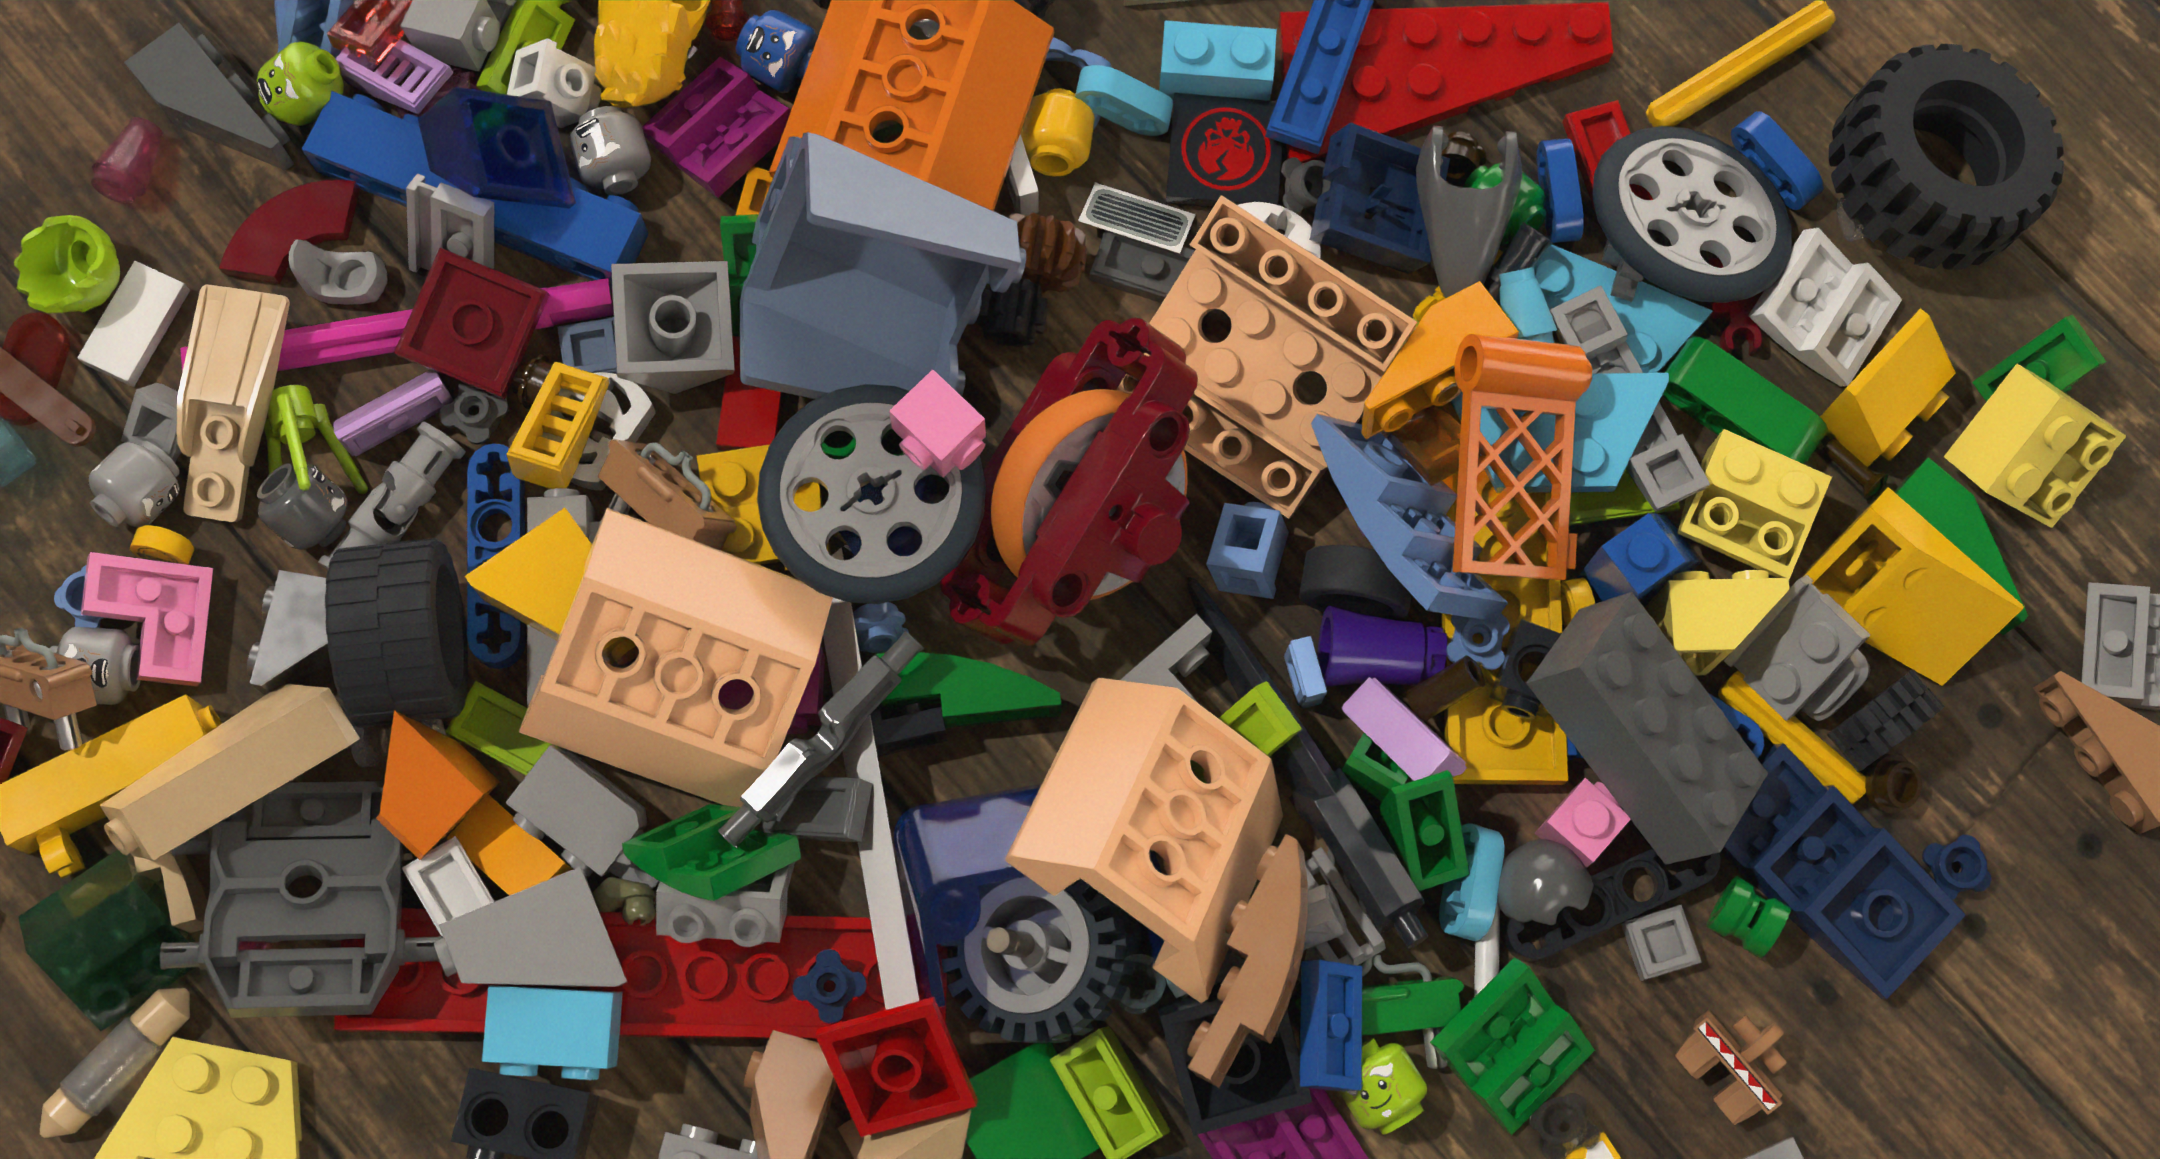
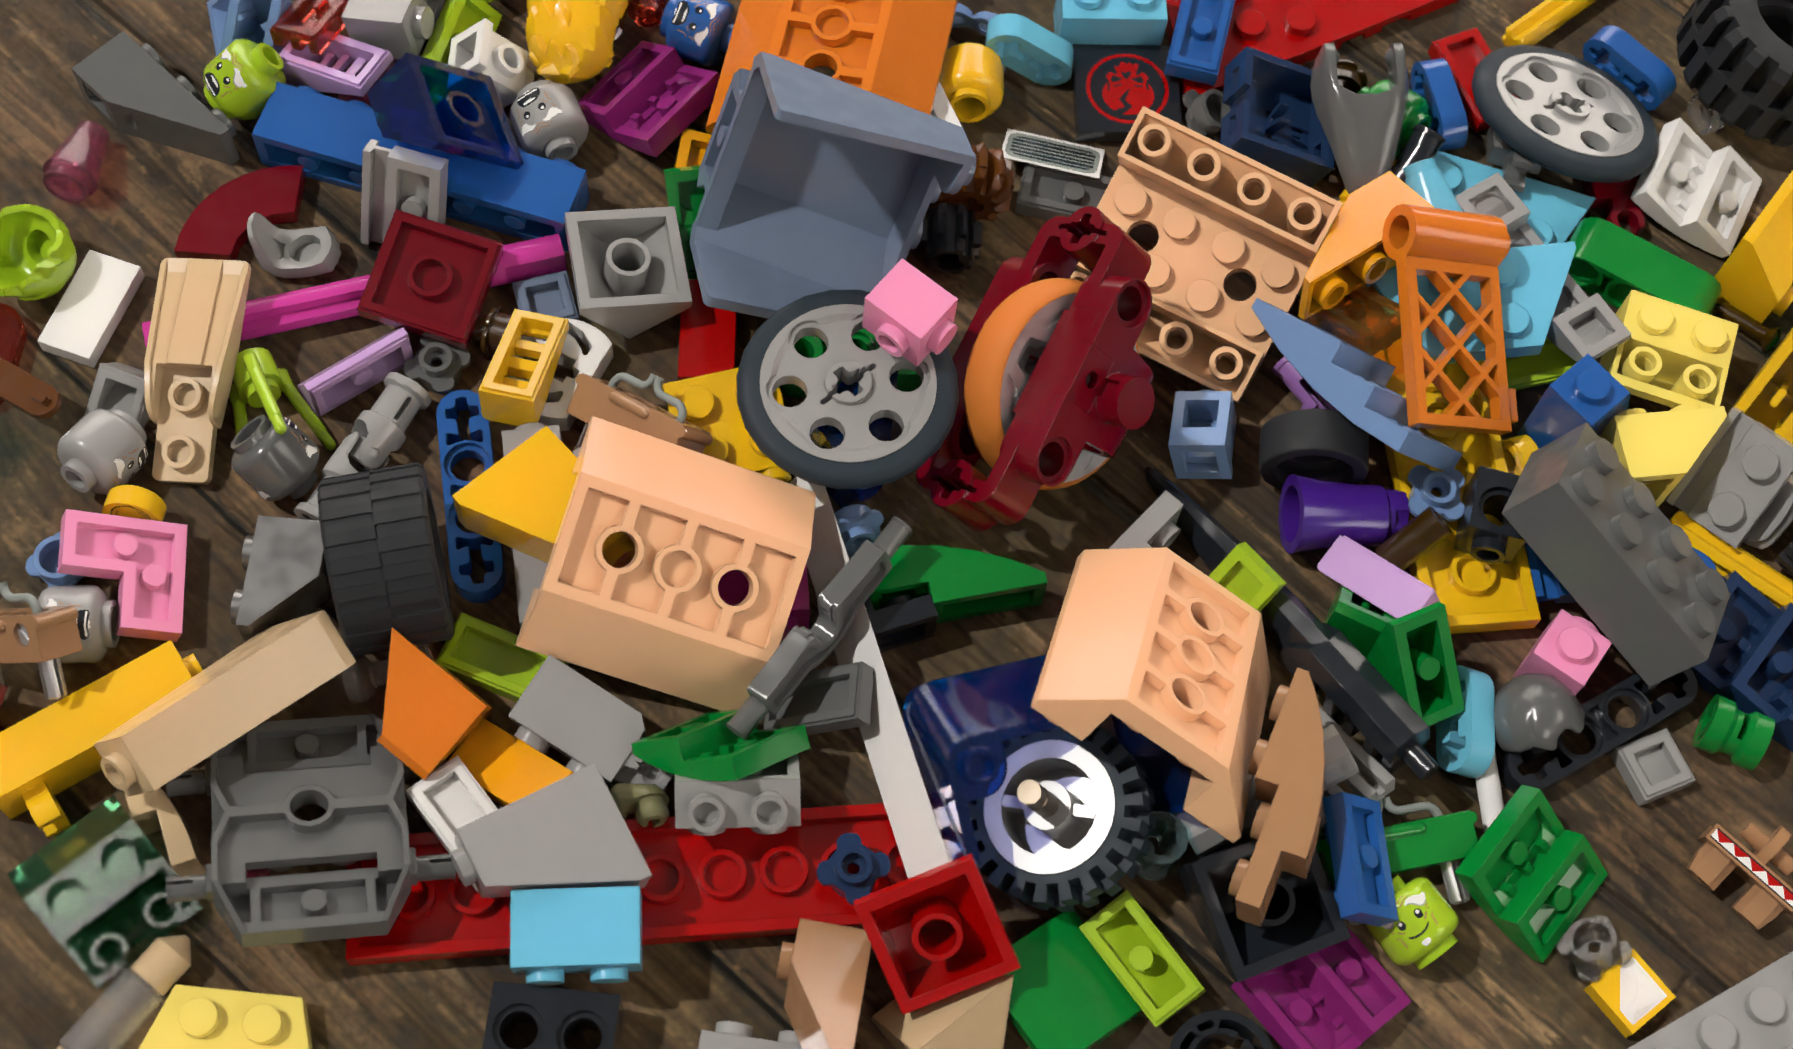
camera: 10 degrees left, 10 degrees down
(1305, 672) = (1274, 539): light blue tile -> none

